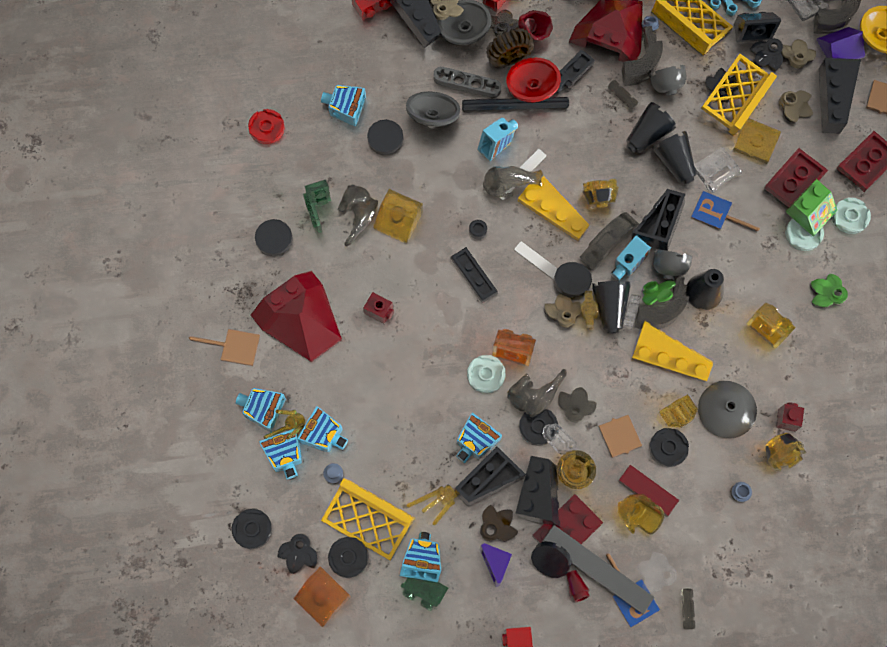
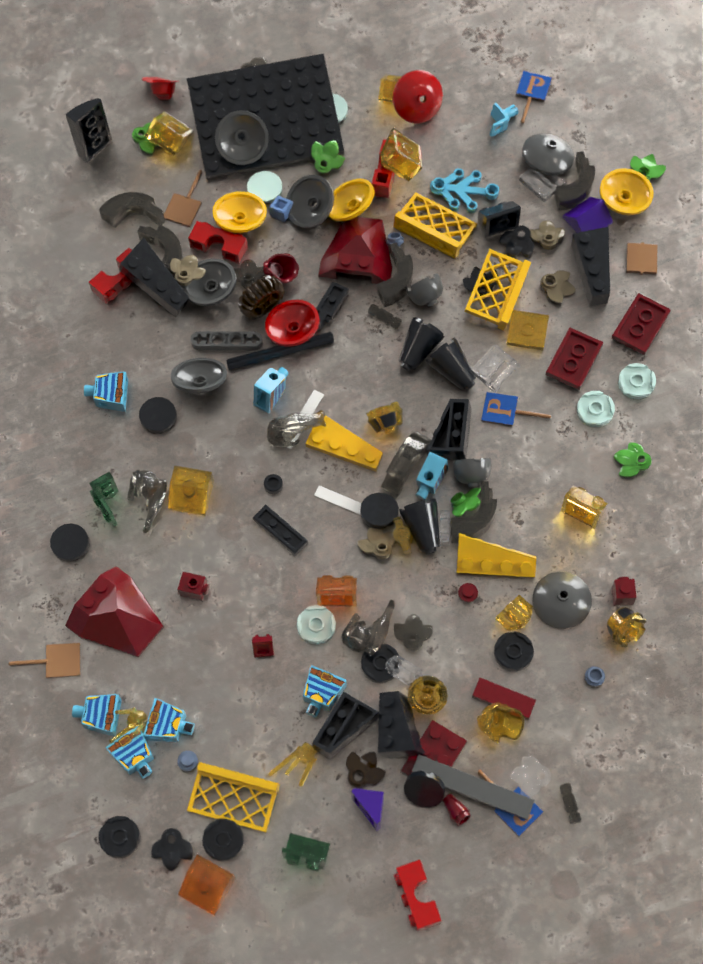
camera: 10 degrees left, 5 degrees down
(266, 126) = (34, 433): red tile -> none
(422, 559) = (297, 822): torso -> none
(430, 381) = (262, 646): none -> dark red tile
(620, 436) = (463, 652): medium nougat piece -> none
(638, 379) = (468, 592): none -> dark red plate
(706, 289) = (512, 488): black cone -> none
(813, 207) = (597, 382): bright green slope -> none

